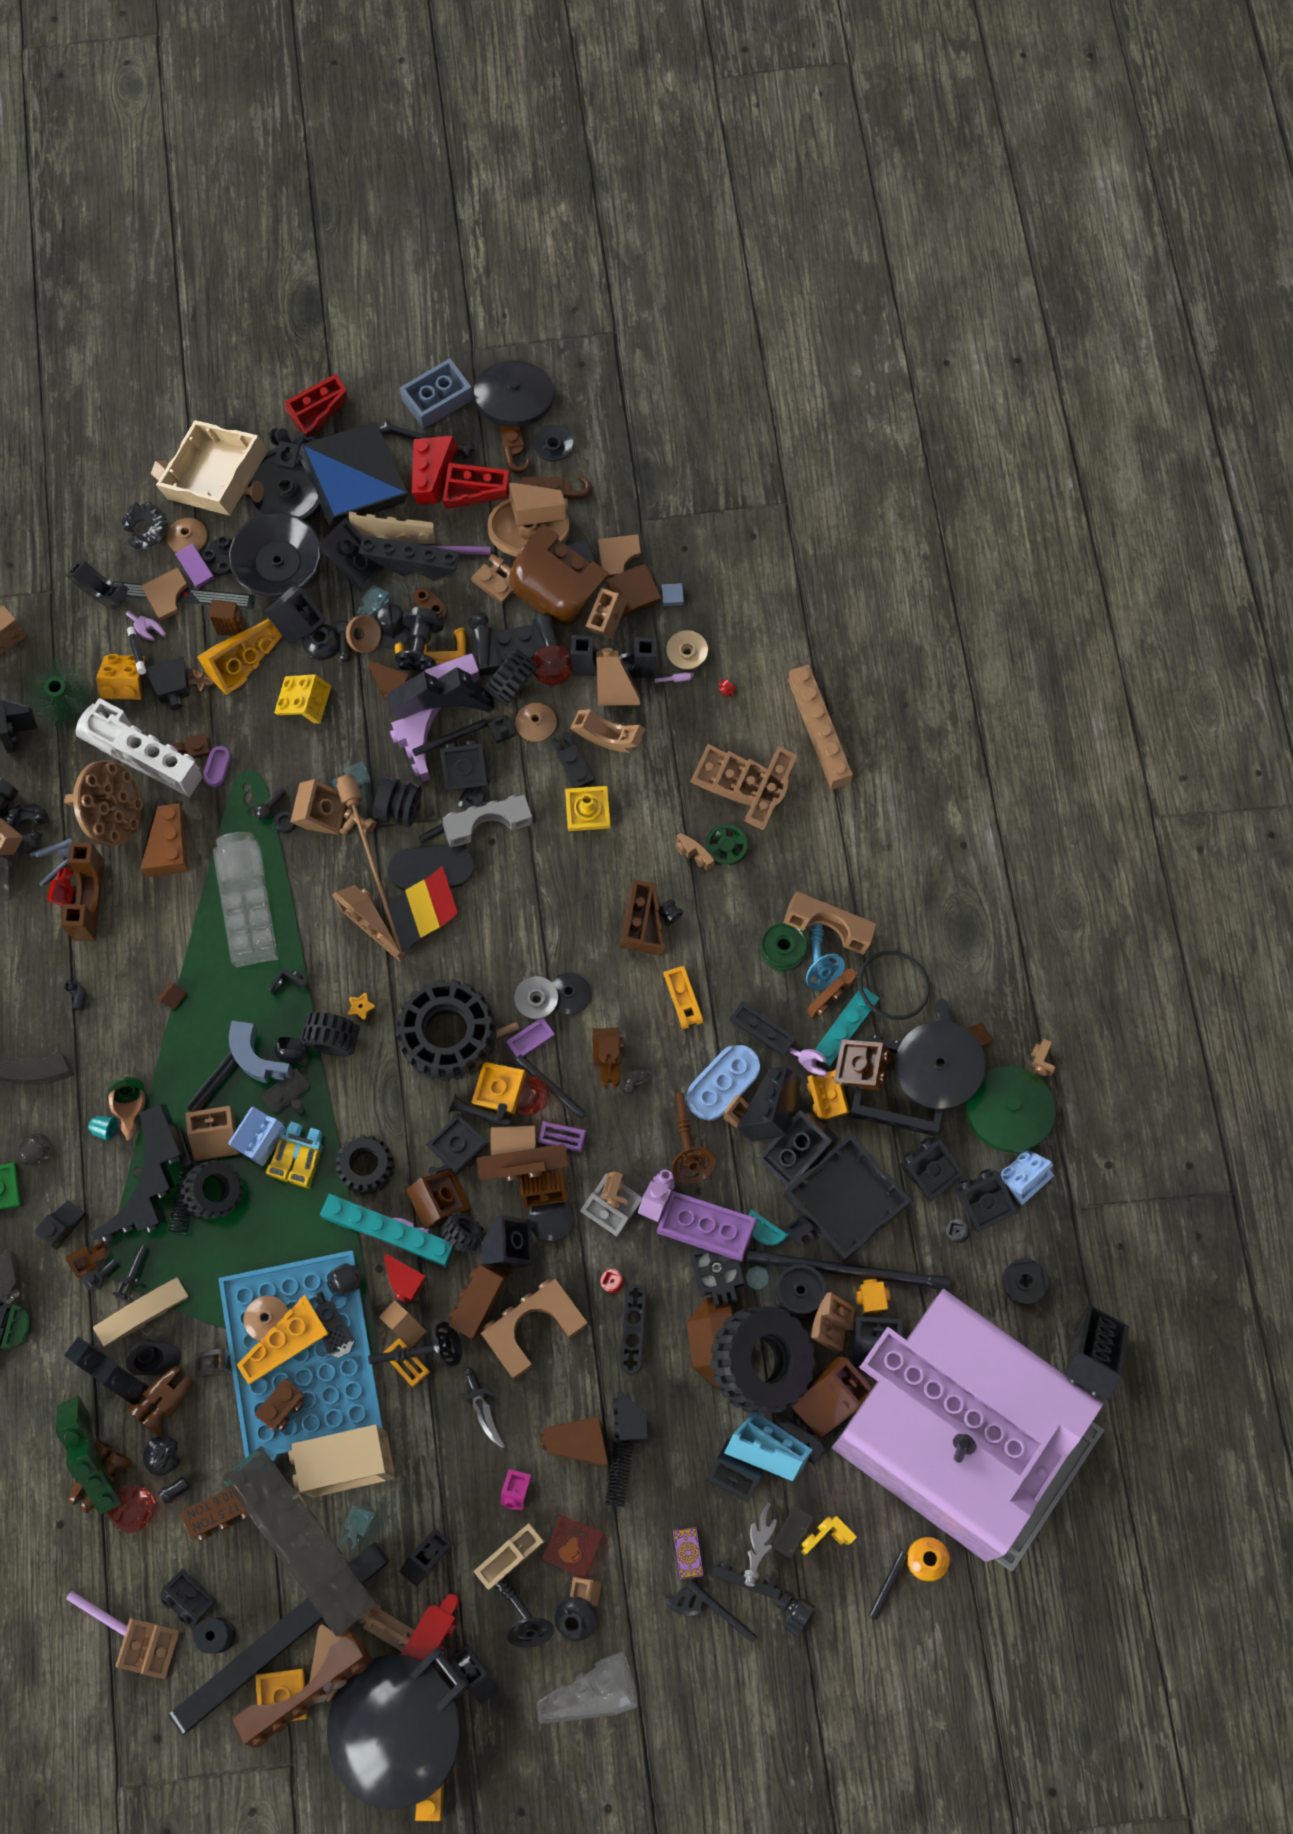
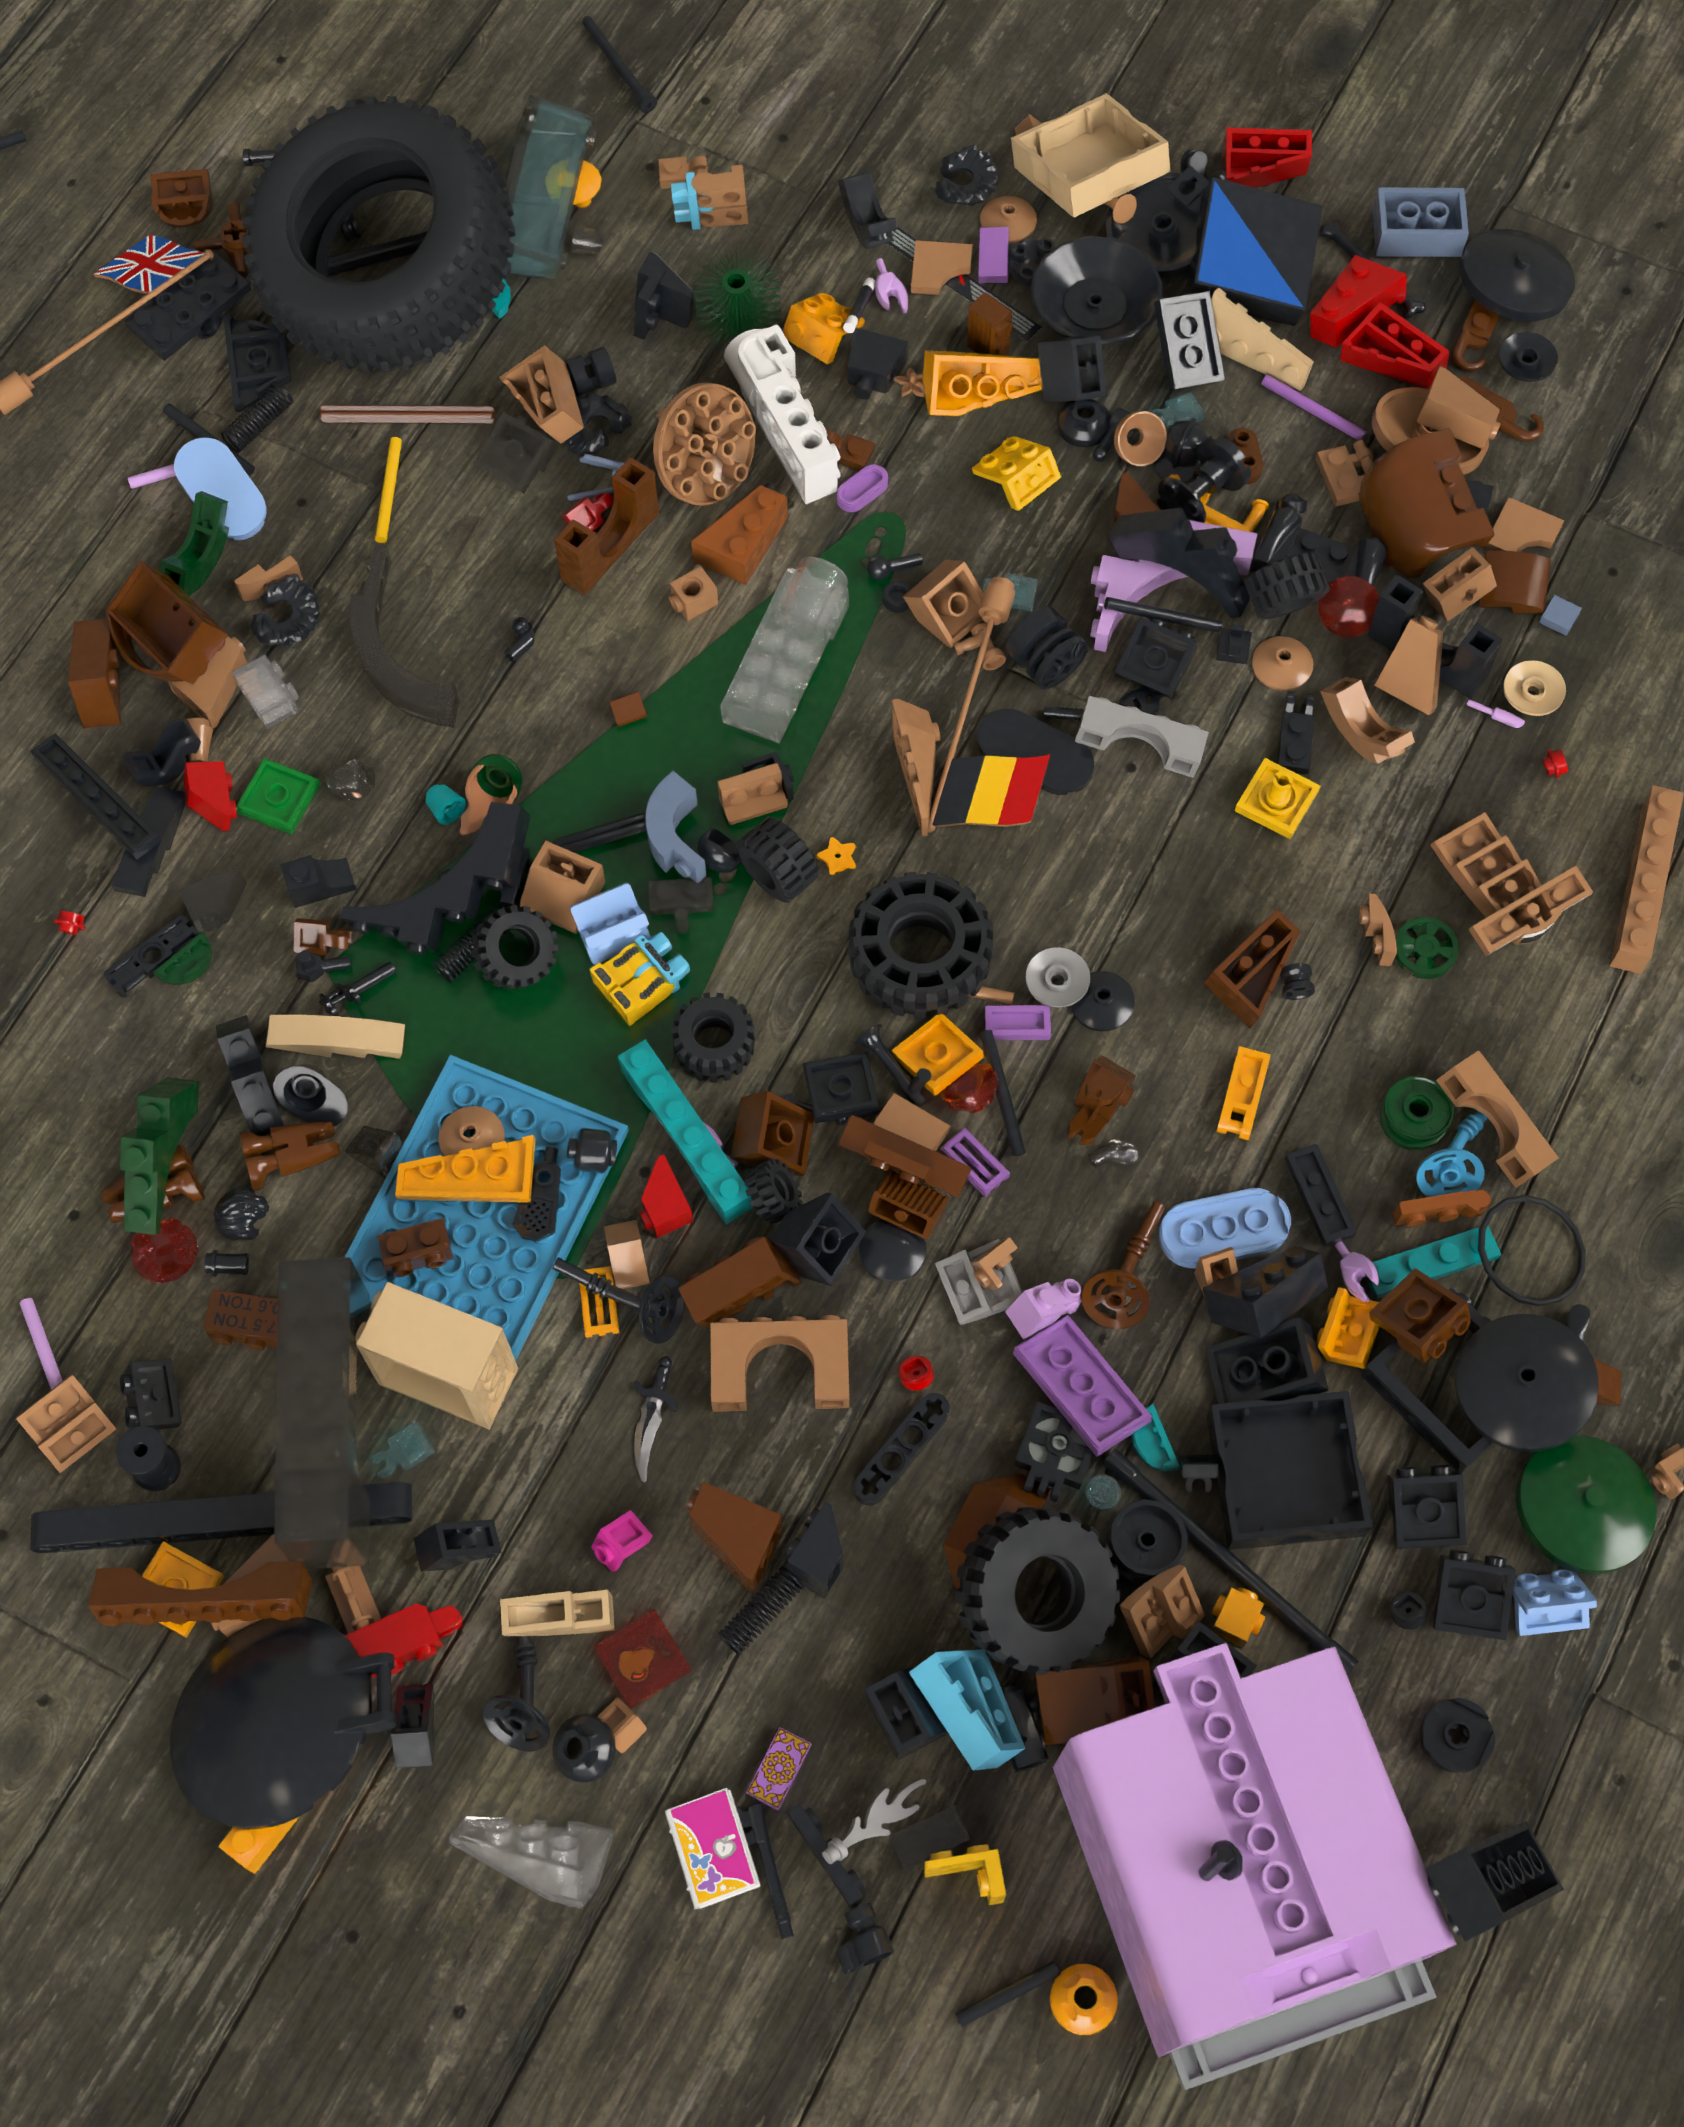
camera: 35 degrees right, 5 degrees down
(158, 891) = (696, 583): none -> medium nougat brick
(286, 1002) = (752, 794): none -> medium nougat bracket
(409, 557) = (1254, 381): black slope -> none
(683, 1622) = (712, 1848): none -> piece

